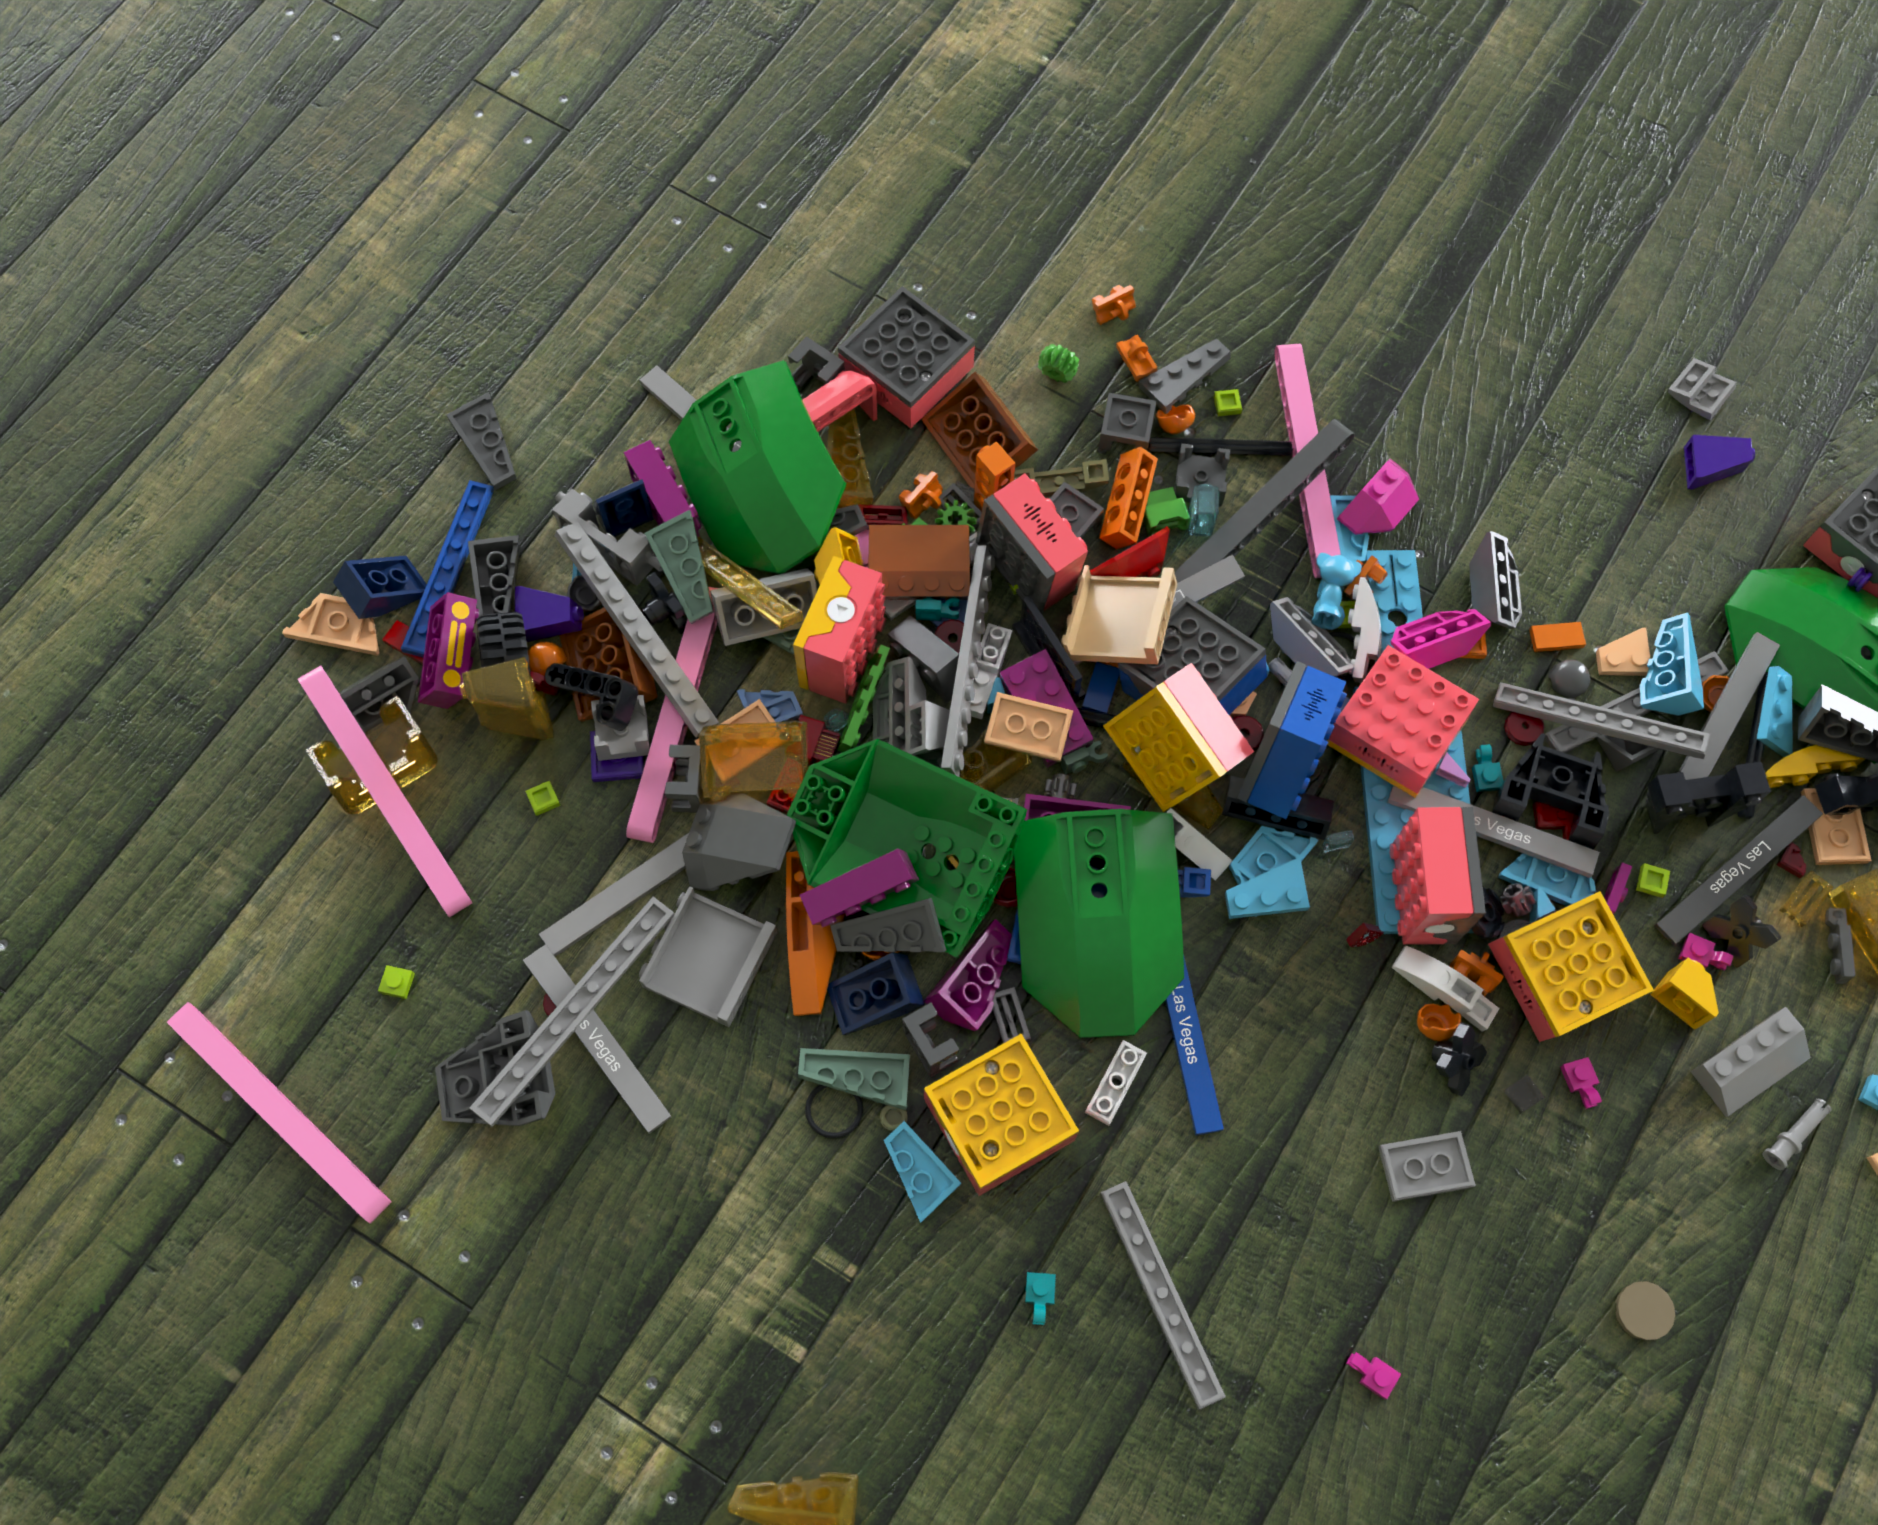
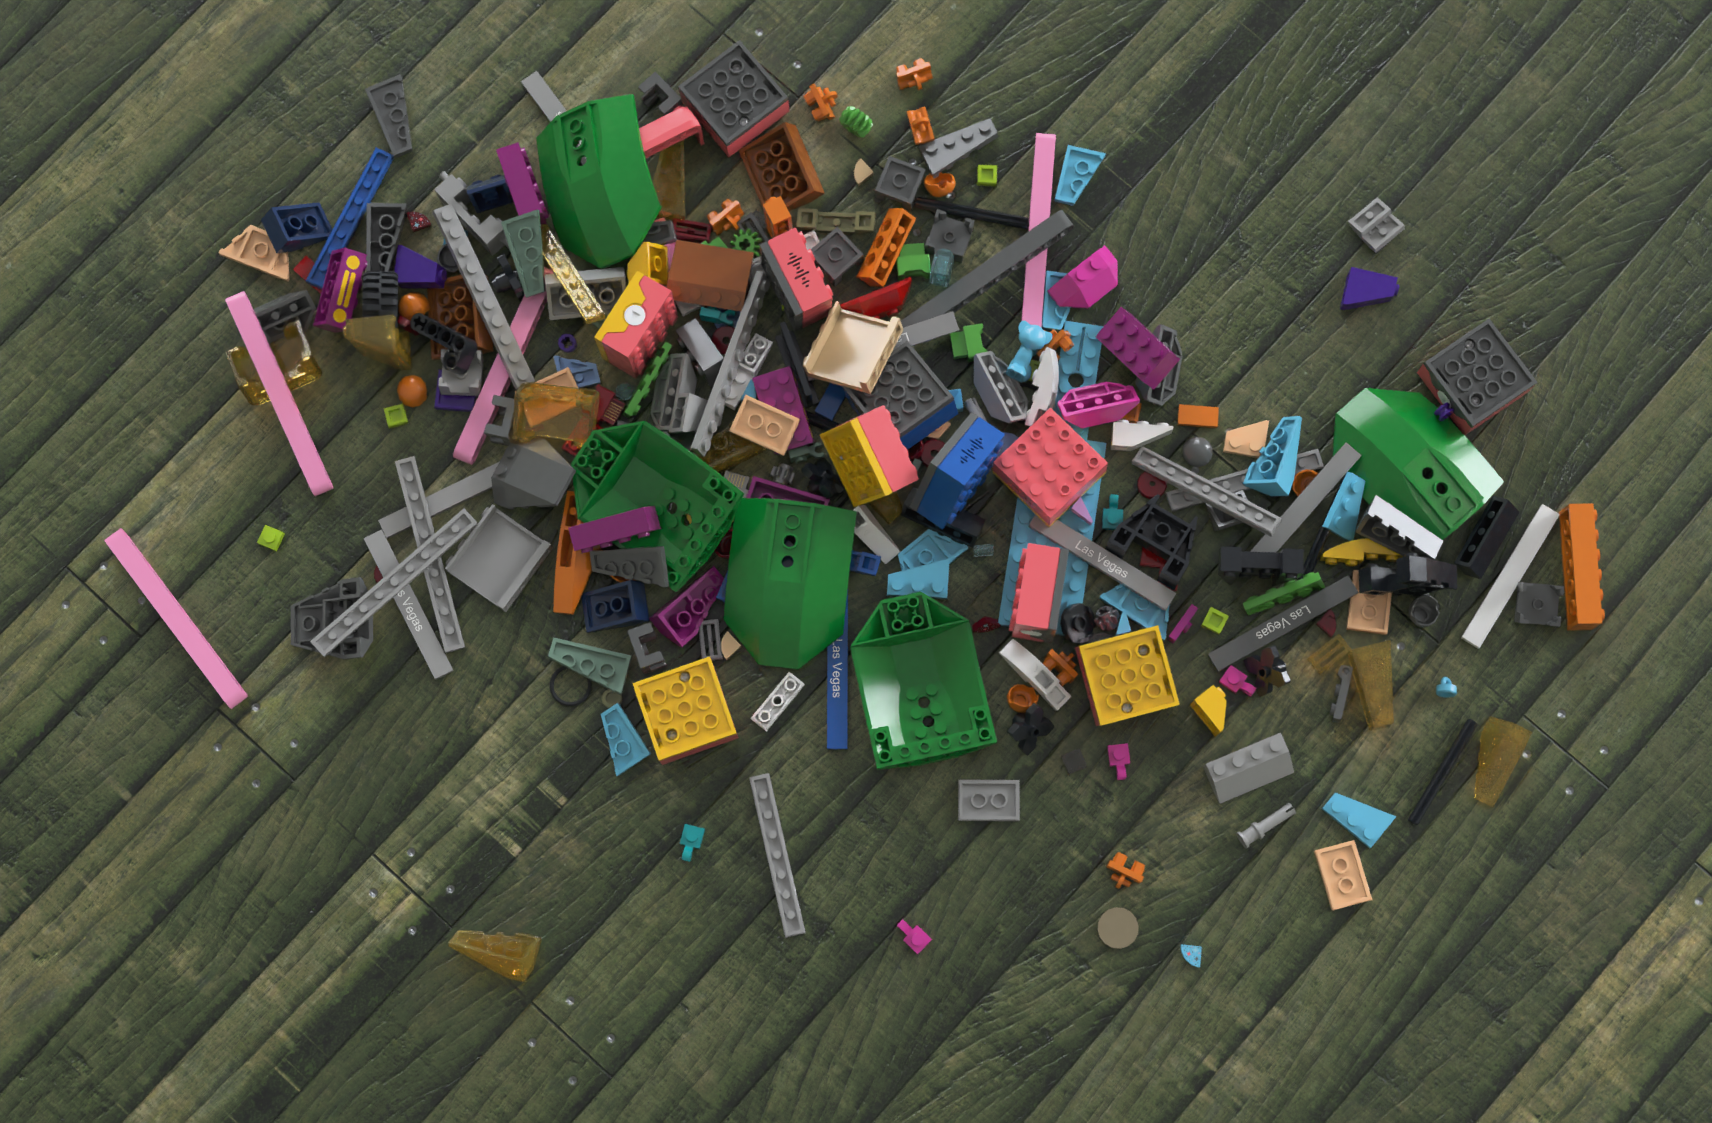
camera: 15 degrees right, 10 degrees up
(536, 558) = (418, 221): none -> dark red tile
(559, 763) = (412, 391): none -> orange hair
(627, 989) = (435, 573): none -> light grey plate
(745, 668) = (572, 340): none -> dark purple bush
(1015, 358) = (816, 95): none -> orange hips
(1036, 1019) = (729, 645): none -> tan tile
(1077, 421) = (862, 172): none -> tan tile
(1114, 785) = (822, 479): none -> black plant
(1254, 594) = (967, 342): none -> bright green piece
(1296, 983) = (912, 653): none -> green wedge
(1334, 382) = (1076, 173): none -> medium azure wing
(1471, 562) = (1137, 348): none -> magenta brick
(1483, 672) = (1130, 436): none -> white slope
(1647, 1230) = (1134, 874): none -> orange hips
(1731, 833) = (1284, 594): none -> bright green wing
(1753, 1329) = (1191, 954): none -> medium azure tile

